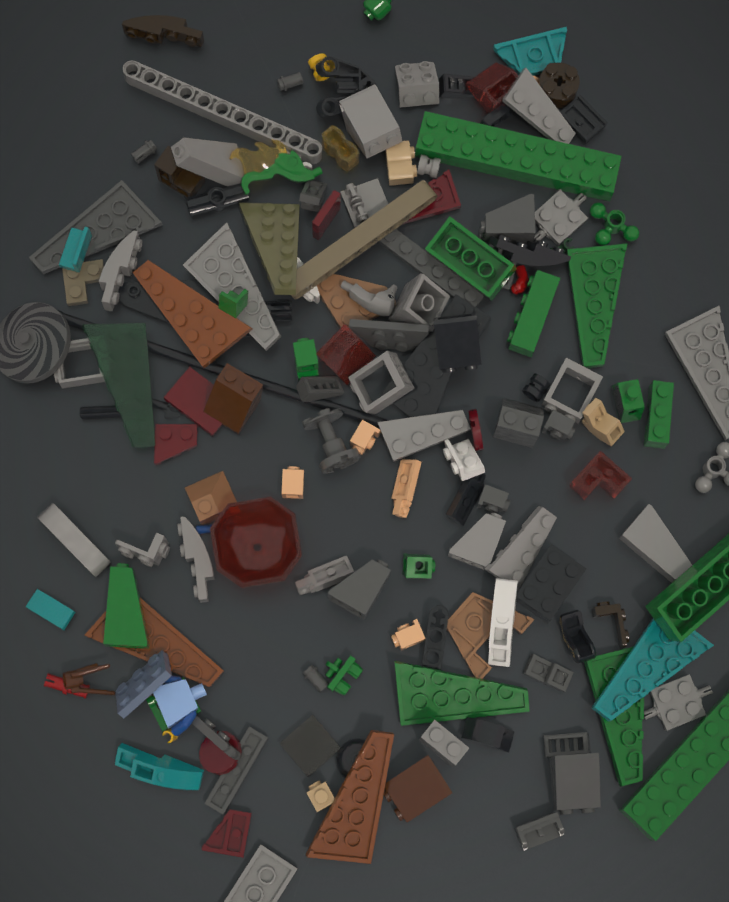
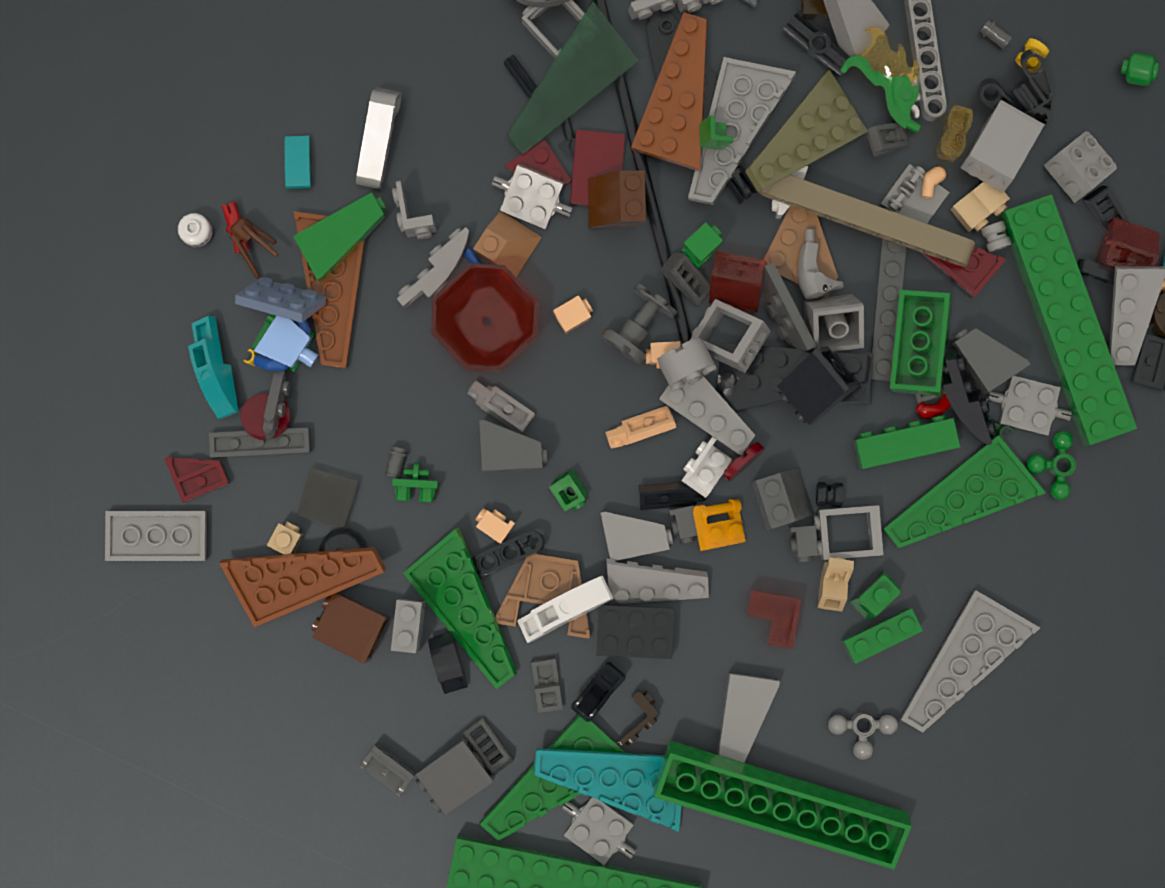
camera: 60 degrees right, 10 degrees up
(48, 716) = (195, 230): none -> white head
(189, 458) = (532, 196): none -> plate
(326, 214) = (872, 166): dark red tile -> none
(360, 181) = (931, 179): none -> light nougat arm
(383, 422) = (686, 364): none -> light grey brick
(516, 478) = (722, 532): none -> light orange plate

